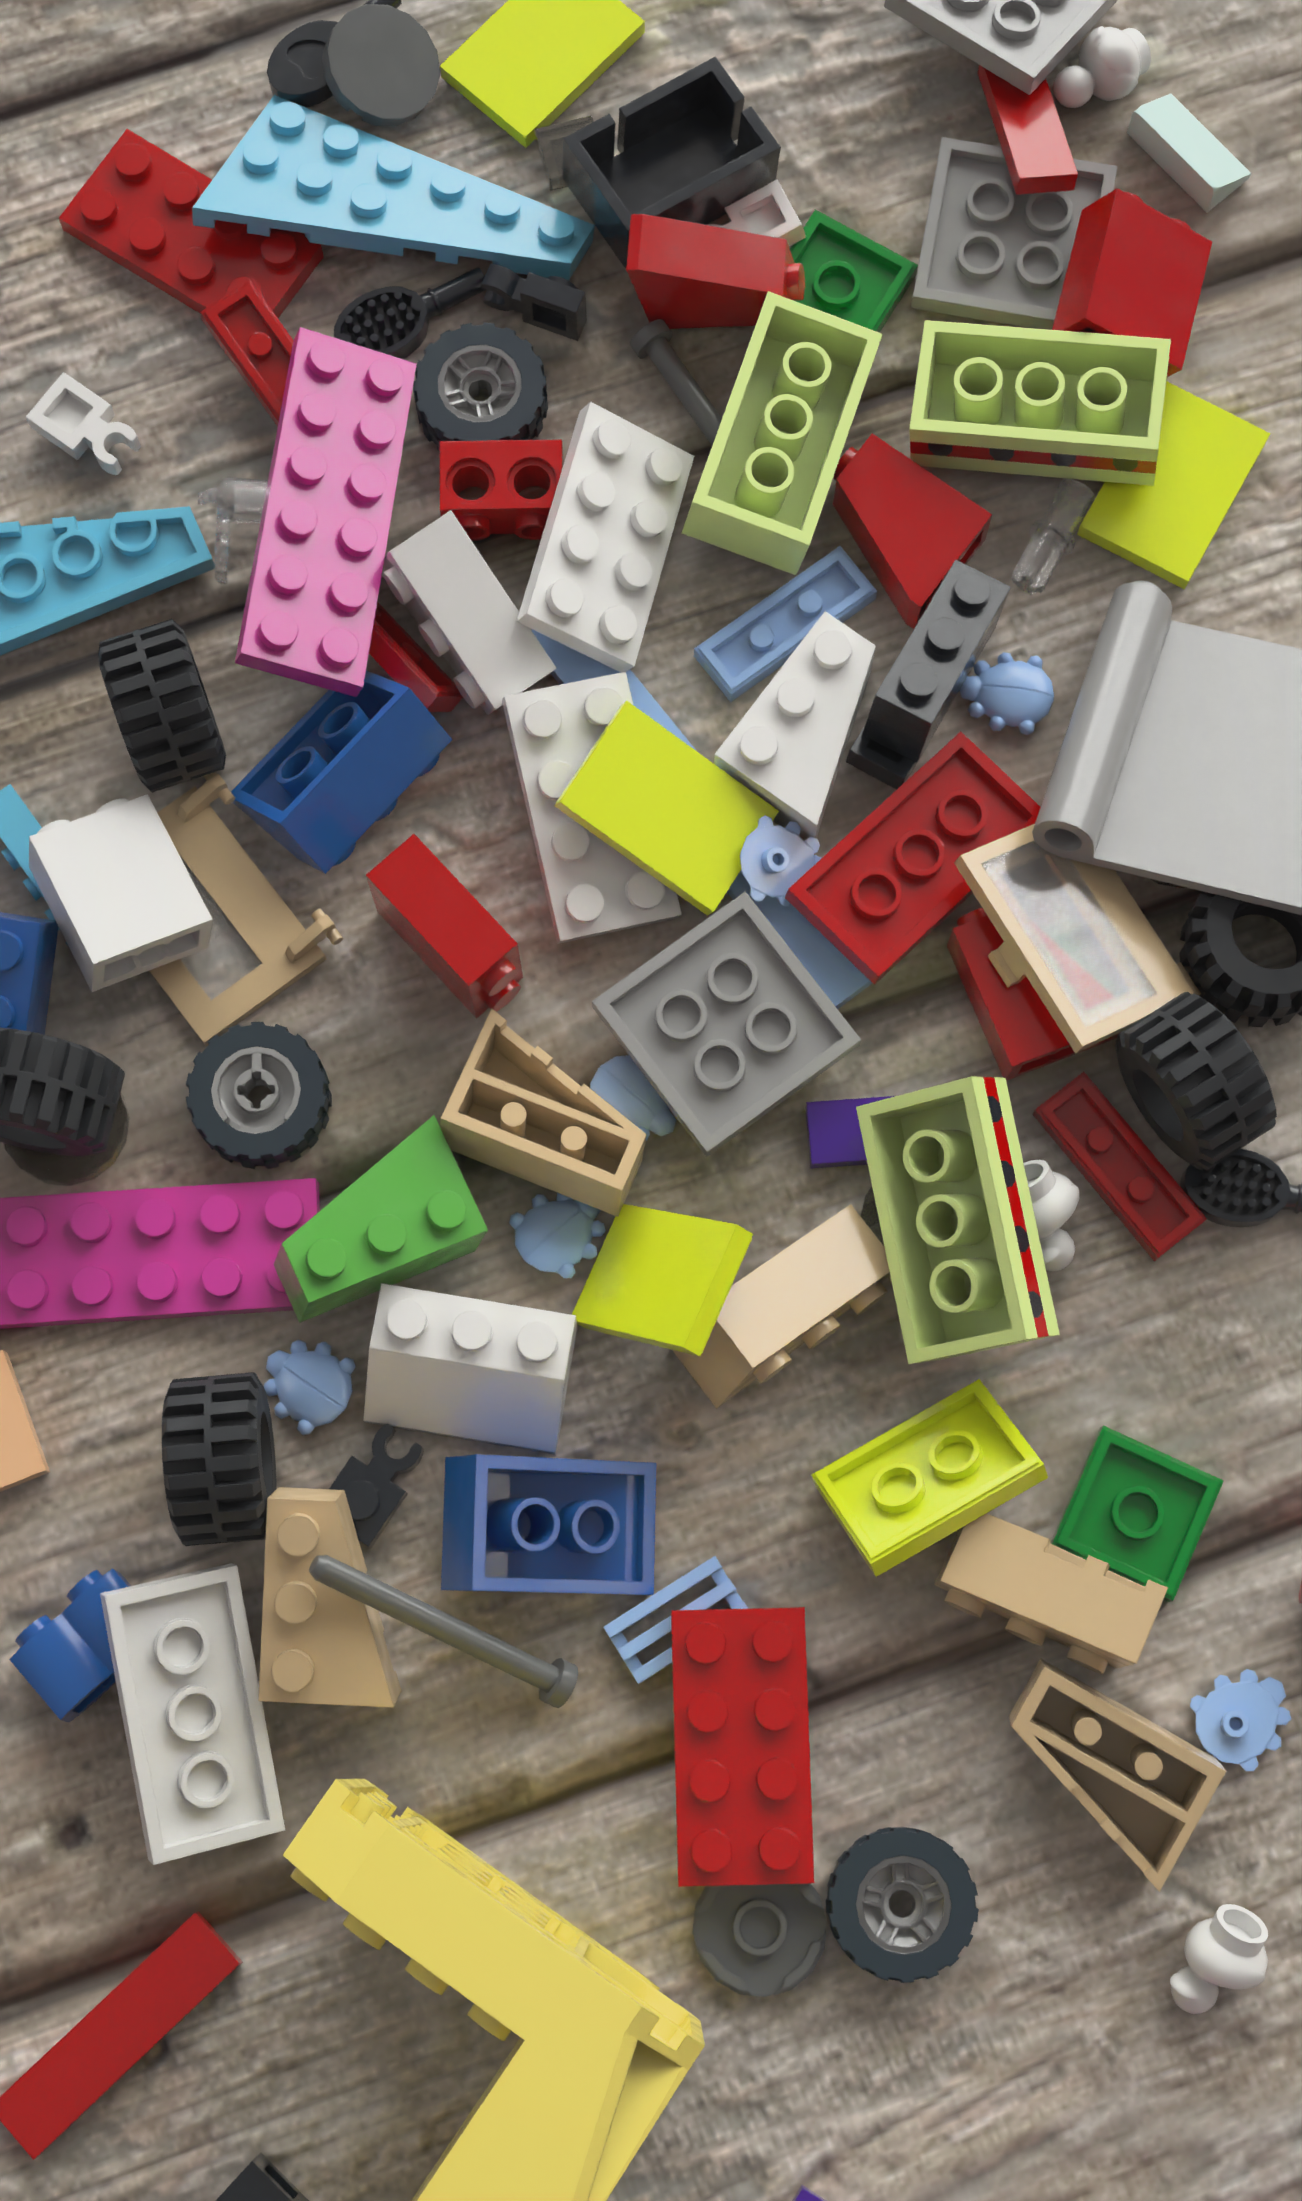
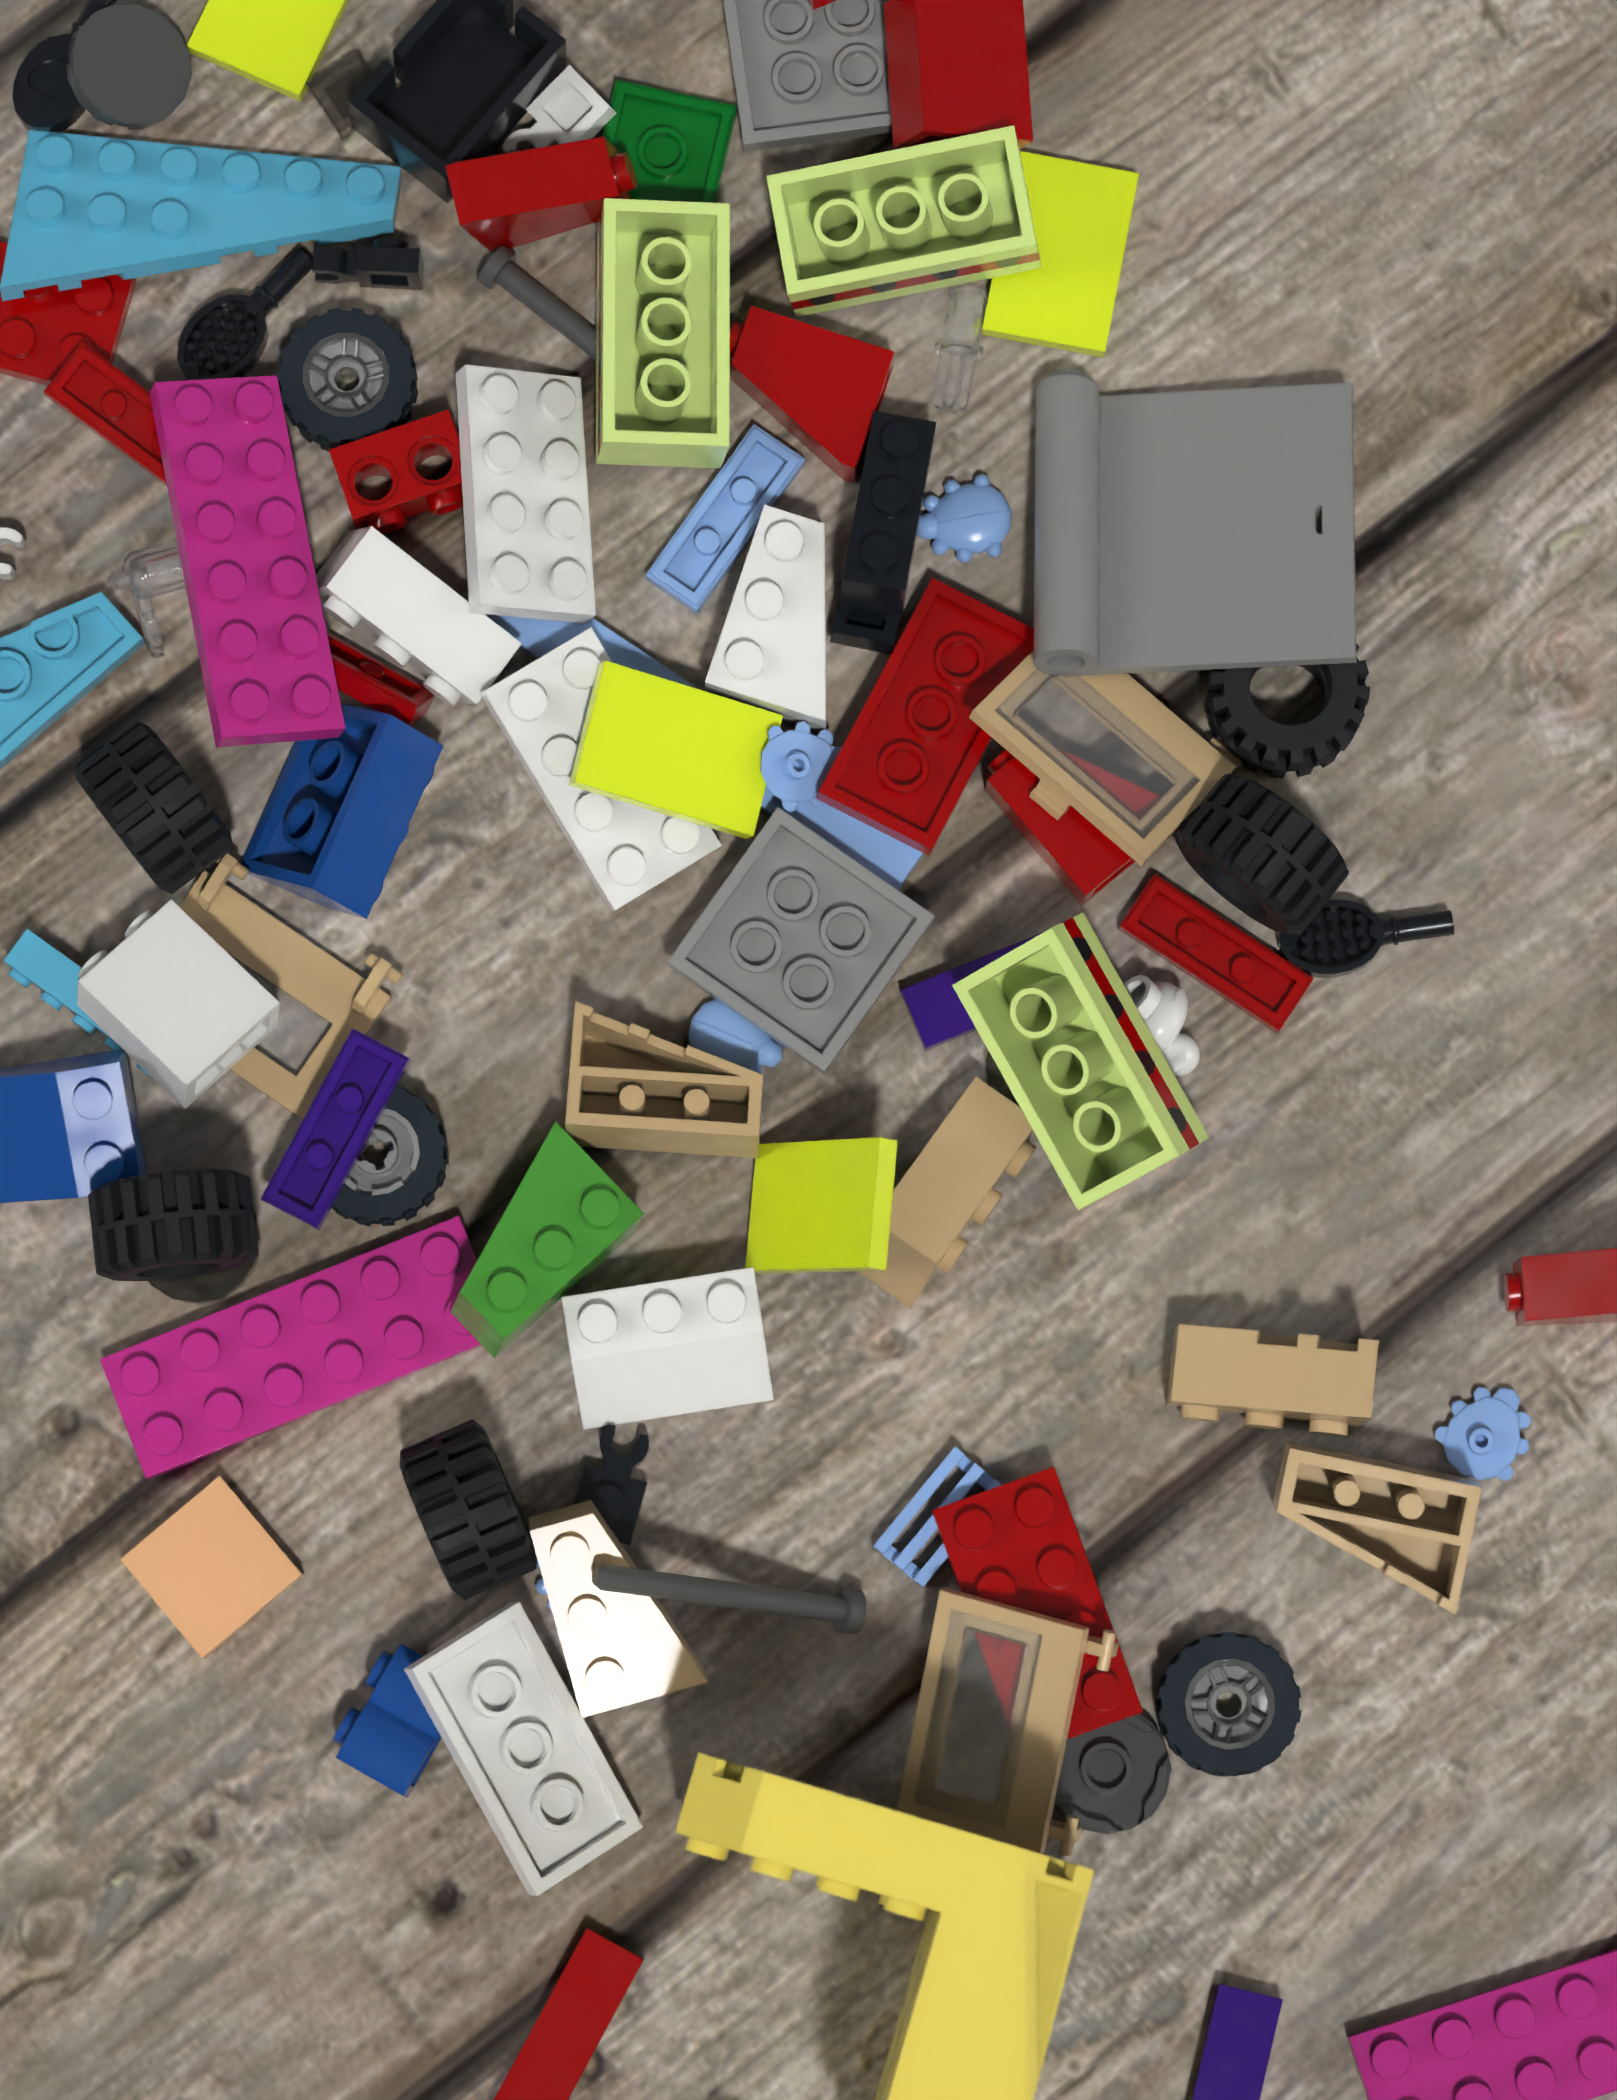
camera: 20 degrees left, 5 degrees up
(225, 1056) = (335, 1129): none -> dark purple tile
(309, 1384) = (521, 1412): light blue piece -> none
(446, 927) = (505, 936): red brick -> none
(548, 1525) = (791, 1470): blue slope -> none
(556, 1234) = (705, 1193): light blue piece -> none
(665, 1844) = (997, 1720): none -> piece
(929, 1477) = (1129, 1308): neon yellow tile -> none
(1137, 1511) = (1332, 1276): green tile -> none
(1220, 1953) = (1529, 1652): white animal -> none

